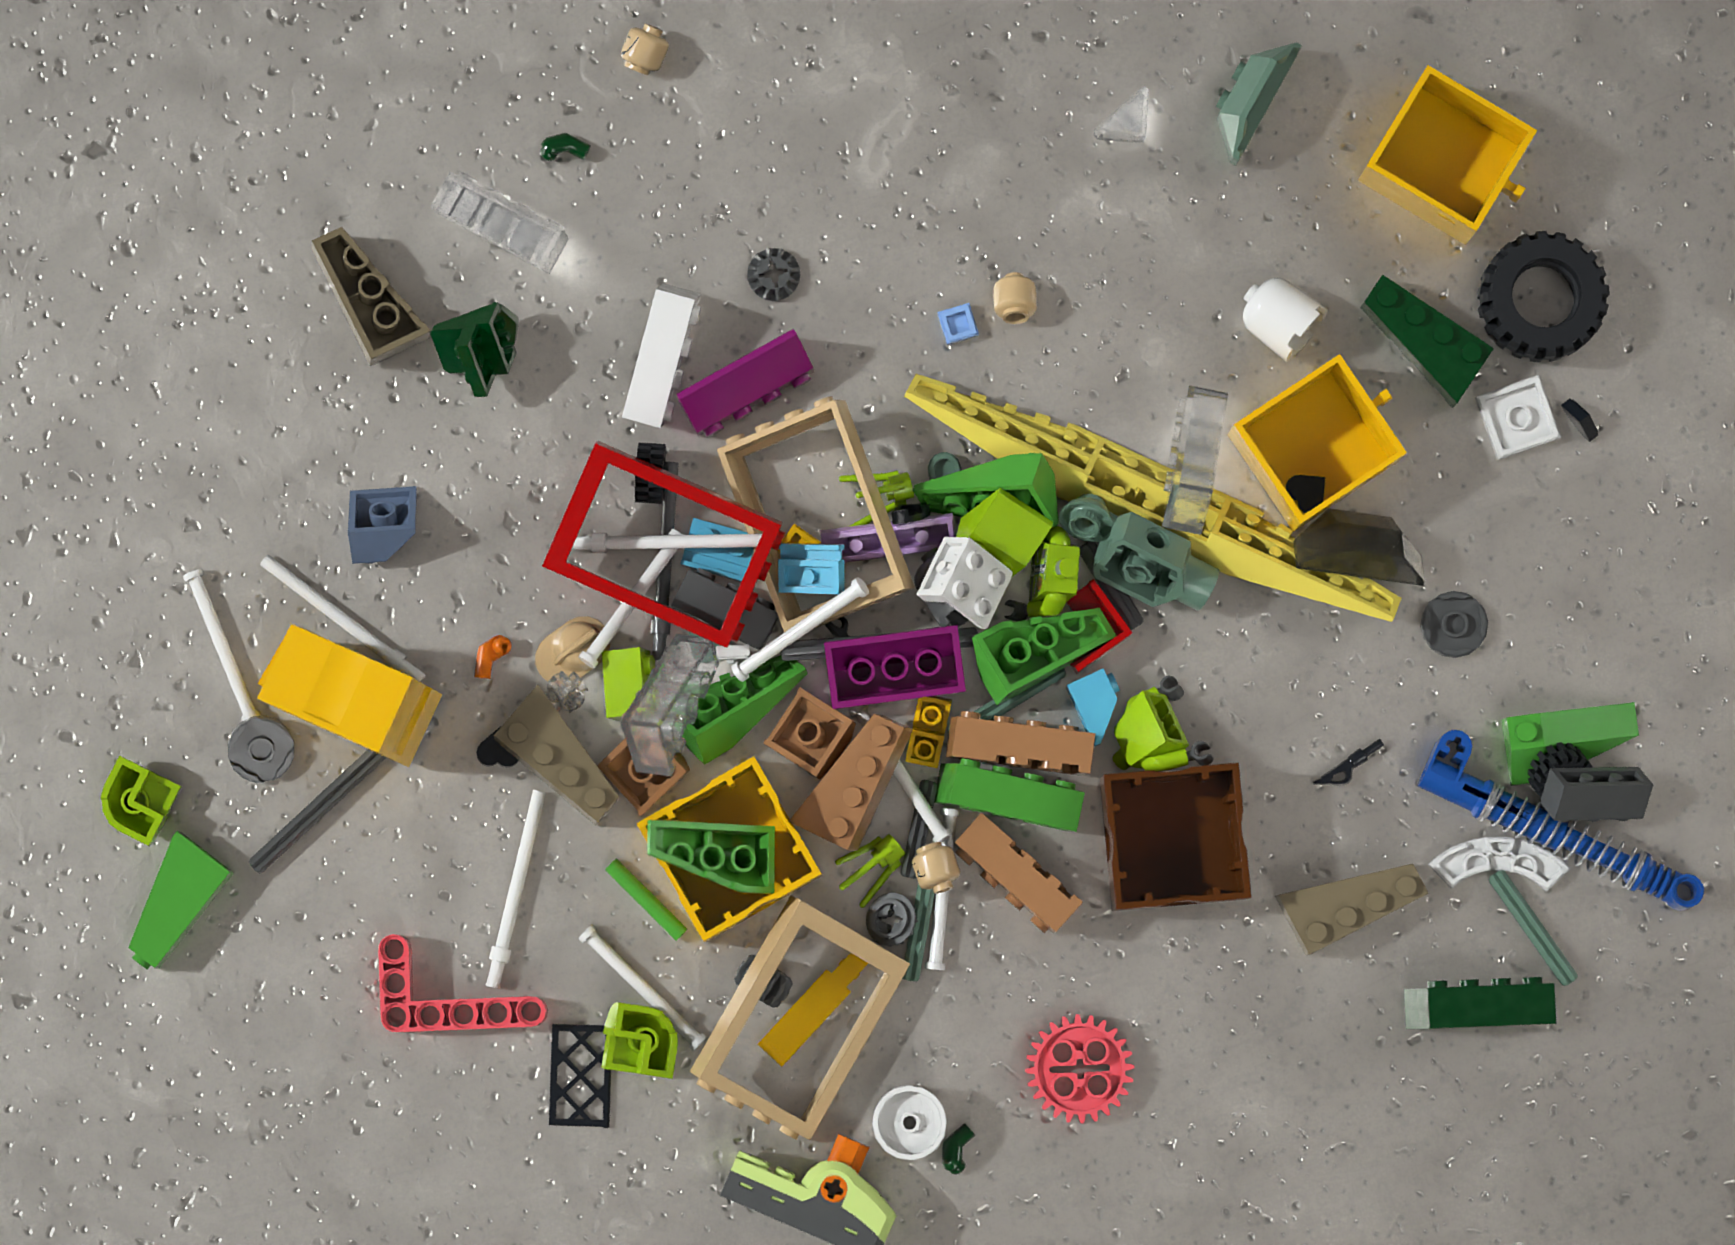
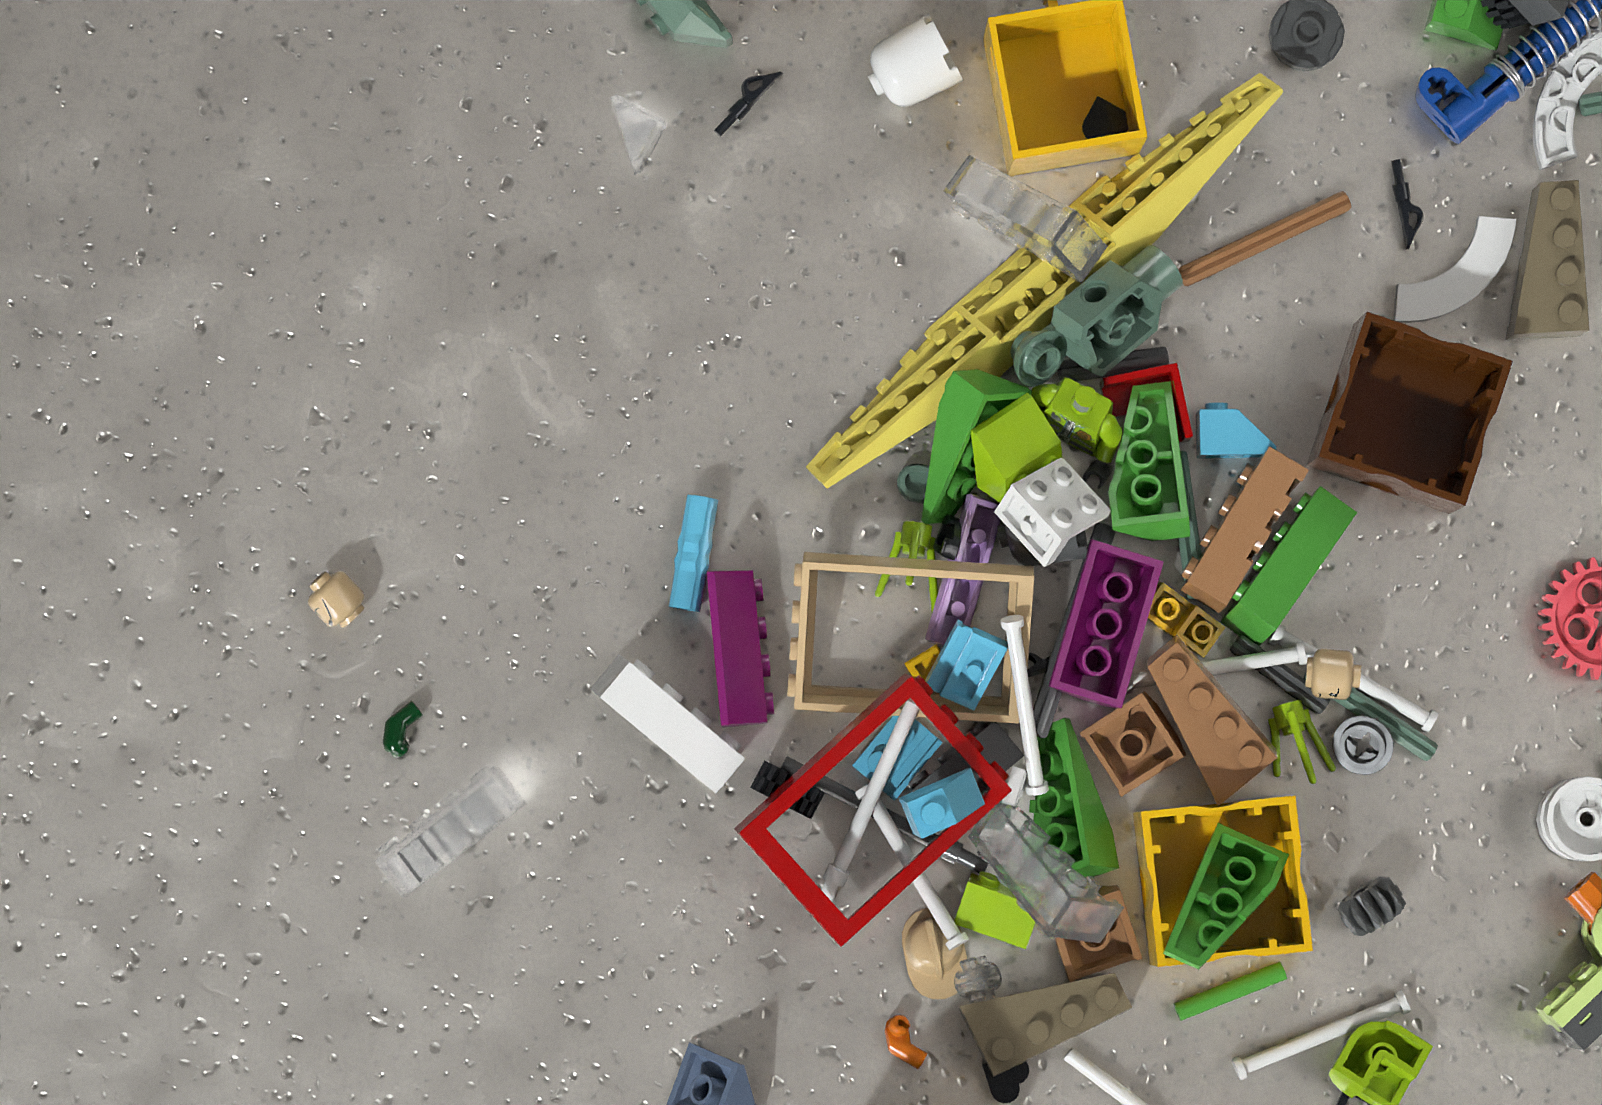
camera: 65 degrees left, 0 degrees up
(372, 307) = (474, 1006): dark tan wedge -> none
(478, 345) = (572, 911): dark green piece -> none
(691, 595) = (942, 803): none -> medium azure slope
(752, 987) = (1379, 920): tan window -> none
(787, 281) = (643, 583): dark grey gear -> none
(808, 315) = (693, 553): none -> medium azure axle
(811, 1010) = (1417, 865): yellow piece -> none
(958, 323) = (770, 401): light blue tile -> none
(1015, 298) = (771, 330): tan head -> none
(1017, 873) = (1375, 591): medium nougat wedge -> none
(1151, 733) = (1289, 389): lime torso -> none
(1187, 196) = (748, 99): none -> black hand
(1269, 663) = (1265, 238): none -> medium nougat axle
(1307, 839) = (1464, 280): none -> white tile
(1359, 547) = (1188, 92): clear smoke wedge -> none

